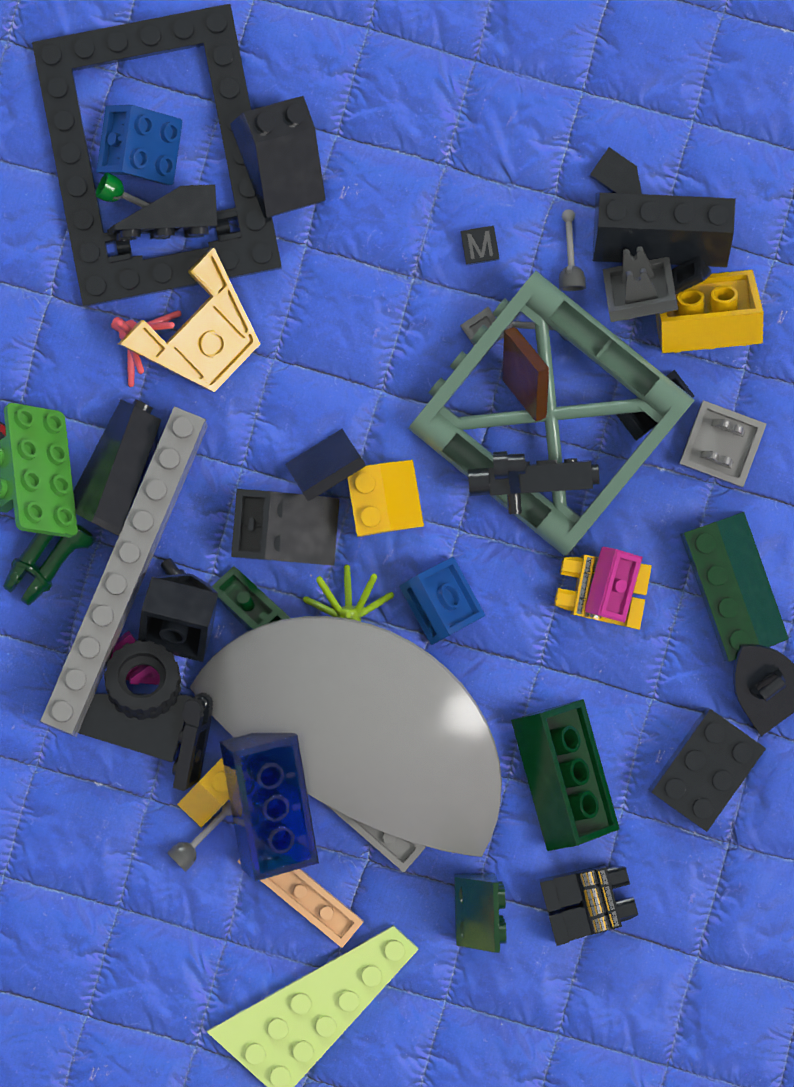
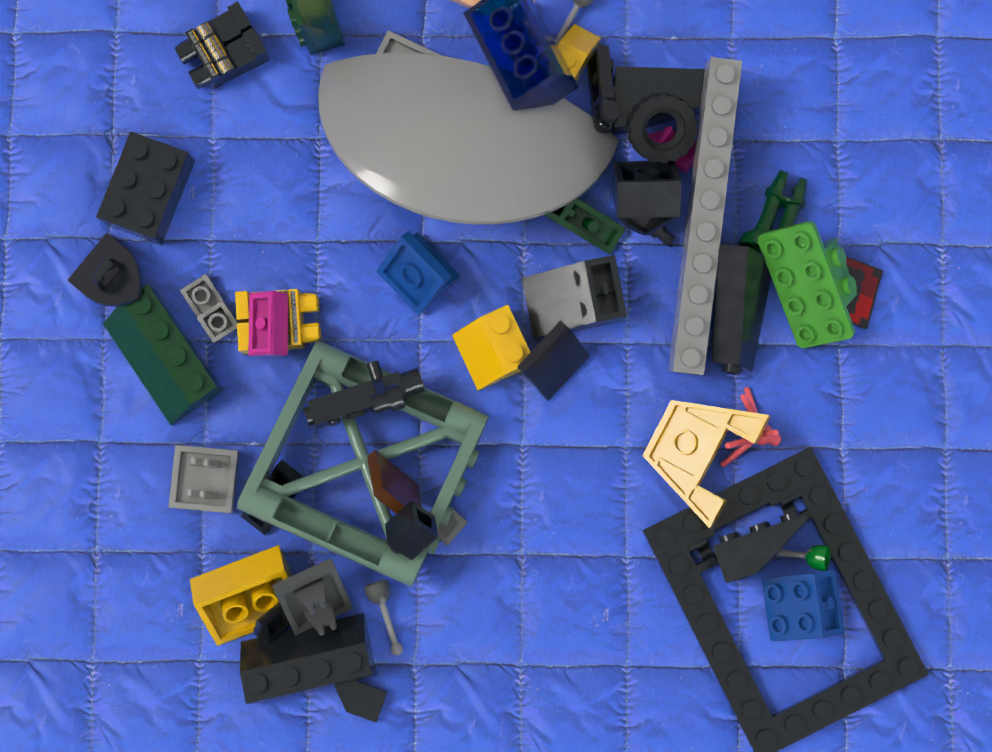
camera: 170 degrees right, 5 degrees down
(281, 156) = (672, 630): black slope -> none
(348, 611) = (495, 237): lime plant -> none
(479, 245) = (469, 599): black tile -> none
(520, 324) = (411, 530): none -> black brick
(565, 775) = (269, 150): dark green slope -> none
(671, 624) = (209, 308): none -> light grey slope

